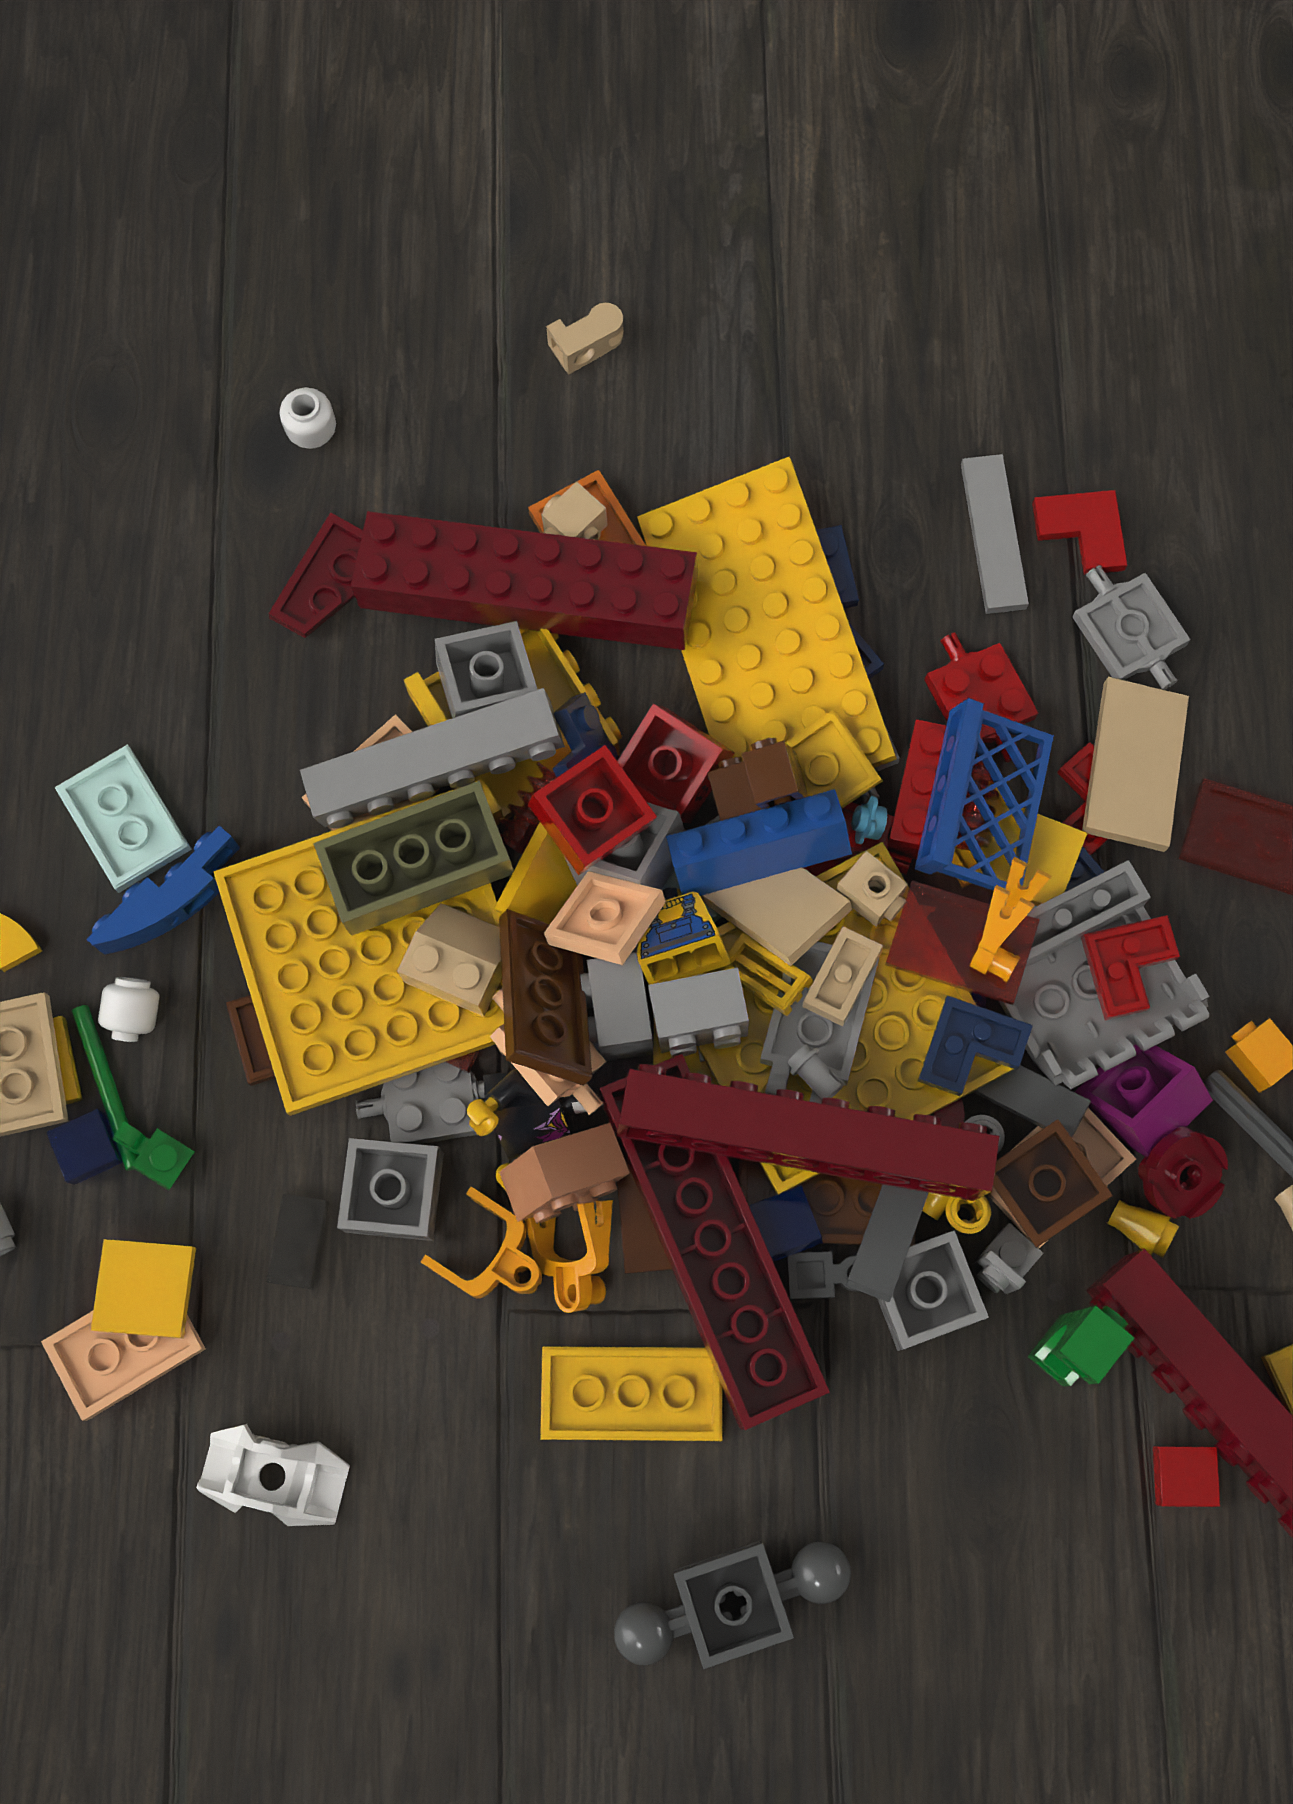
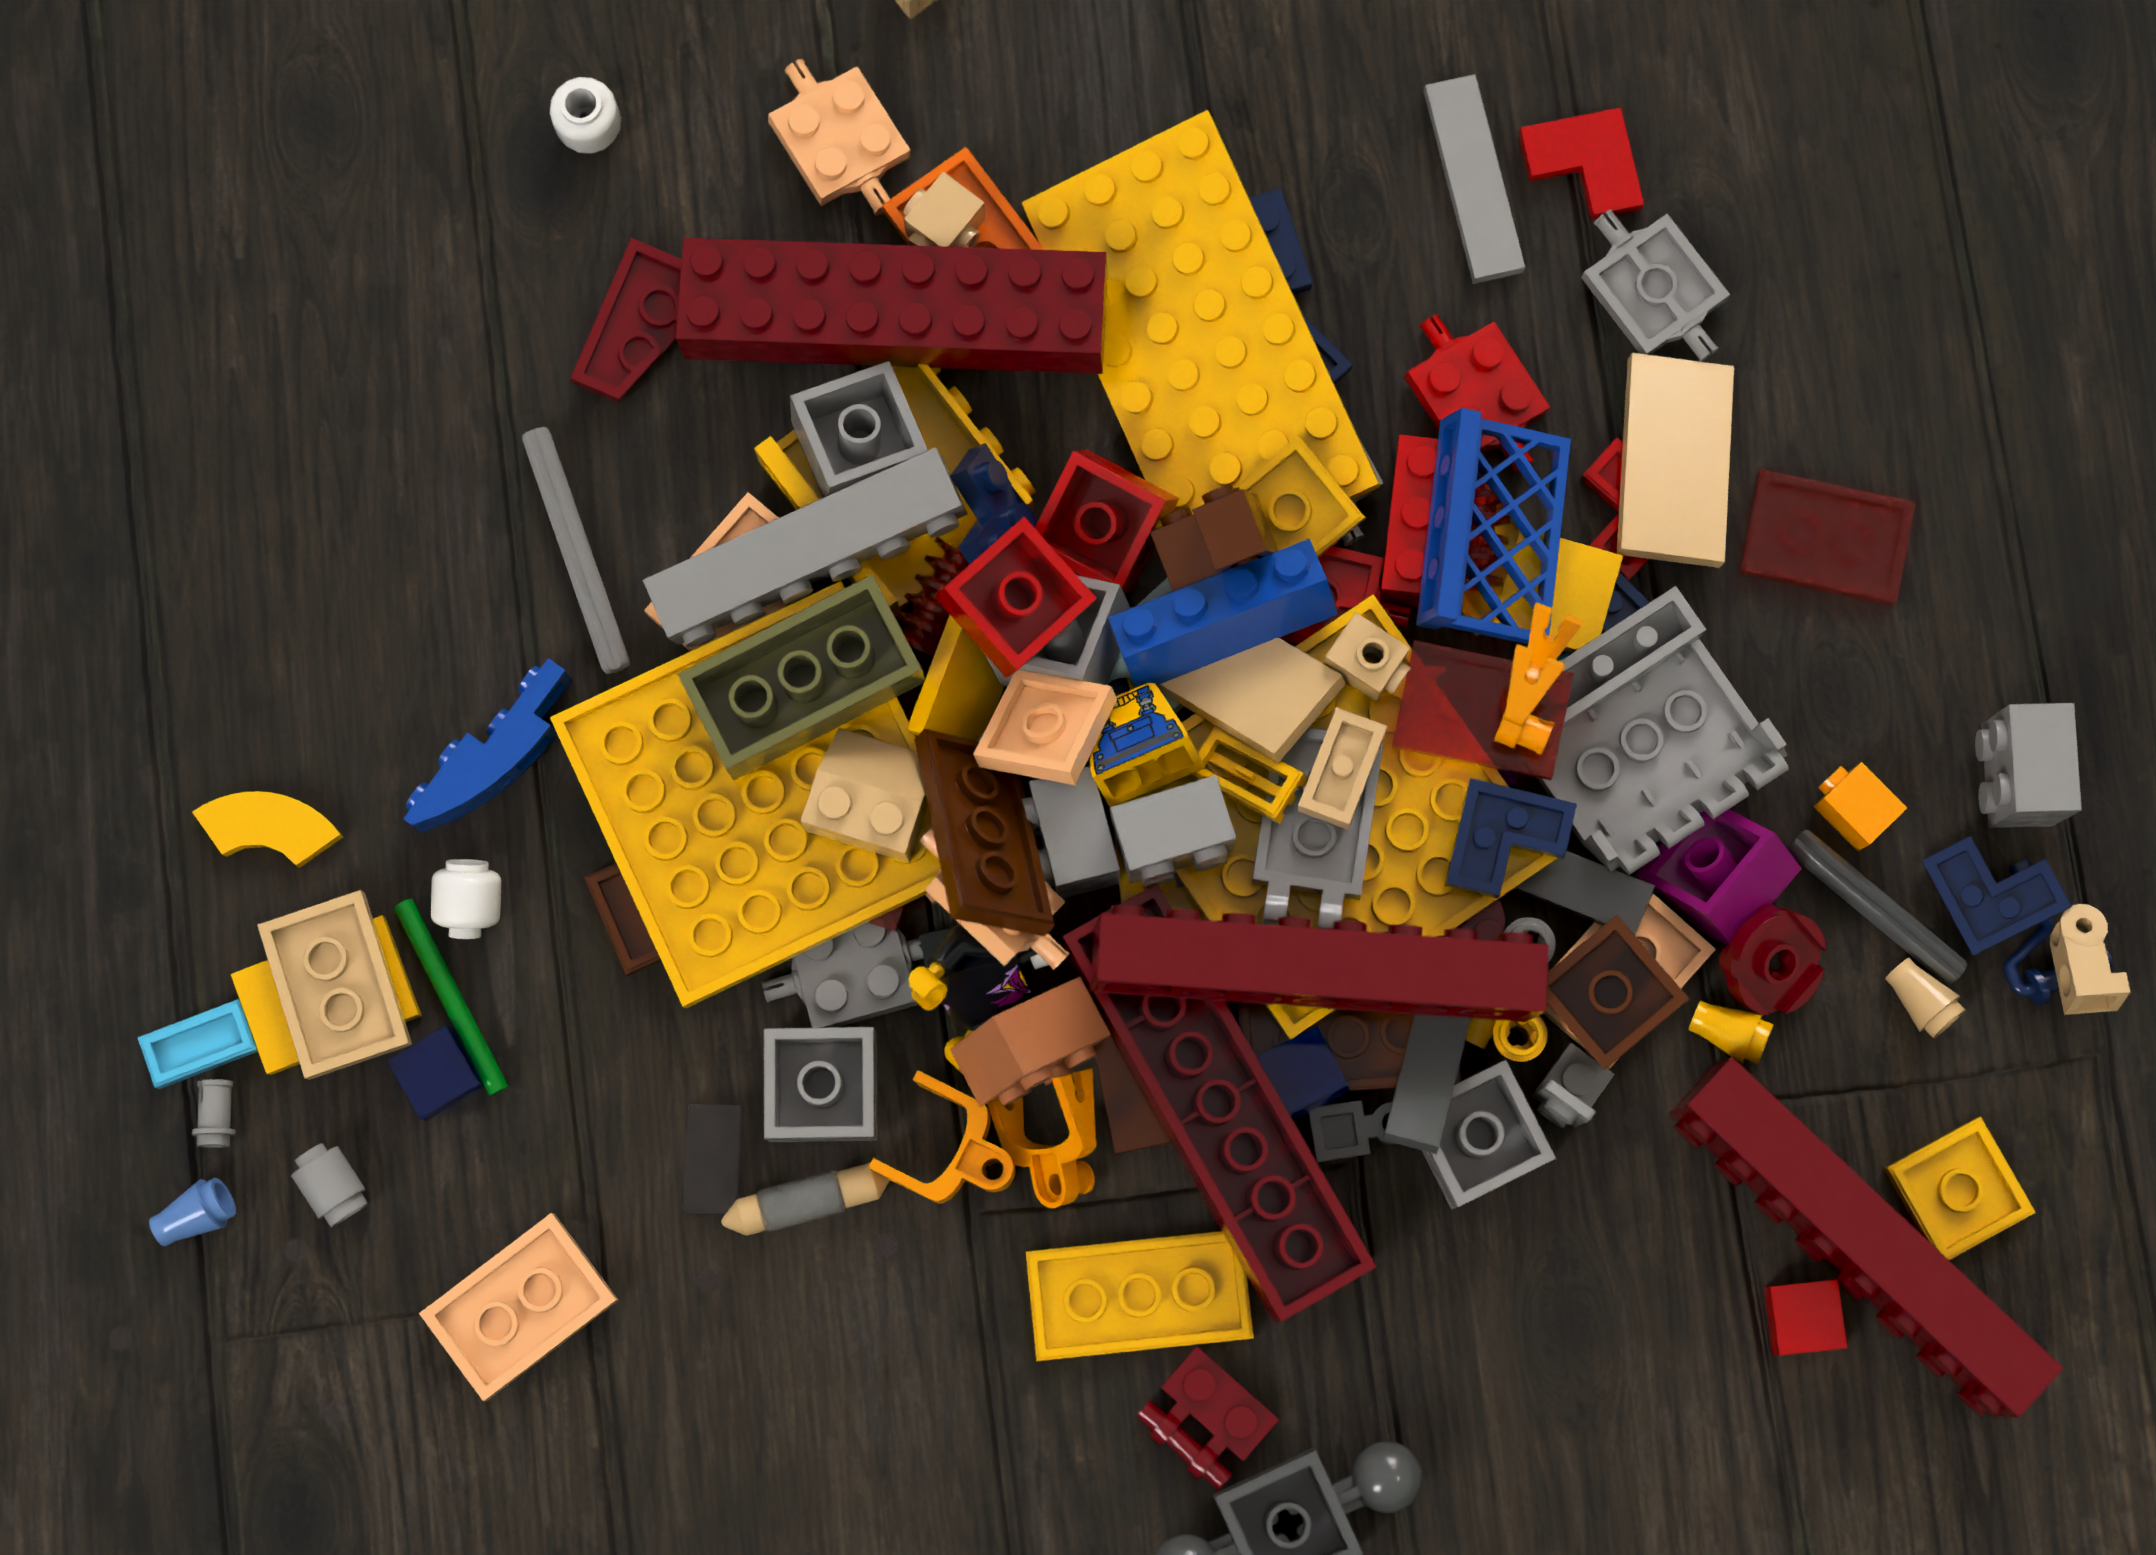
camera: 10 degrees left, 5 degrees up
(123, 818) = (420, 658): light aqua tile -> none
(143, 1288) = (536, 1236): yellow tile -> none
(158, 1158) = (529, 1075): green plate -> none
(256, 747) = (576, 550): none -> light grey axle
(311, 1483) = (768, 1434): white piece -> none
(367, 1283) = (804, 1200): none -> piece
(502, 454) = (839, 136): none -> light nougat plate
(687, 1494) = (1219, 1405): none -> dark red plate
(815, 1072) = (1321, 890): light grey pin -> none
(869, 820) = (1354, 568): medium azure plate -> none
(1082, 1345) = (1668, 1179): green arch -> none
(1115, 962) = (1671, 709): red tile -> none

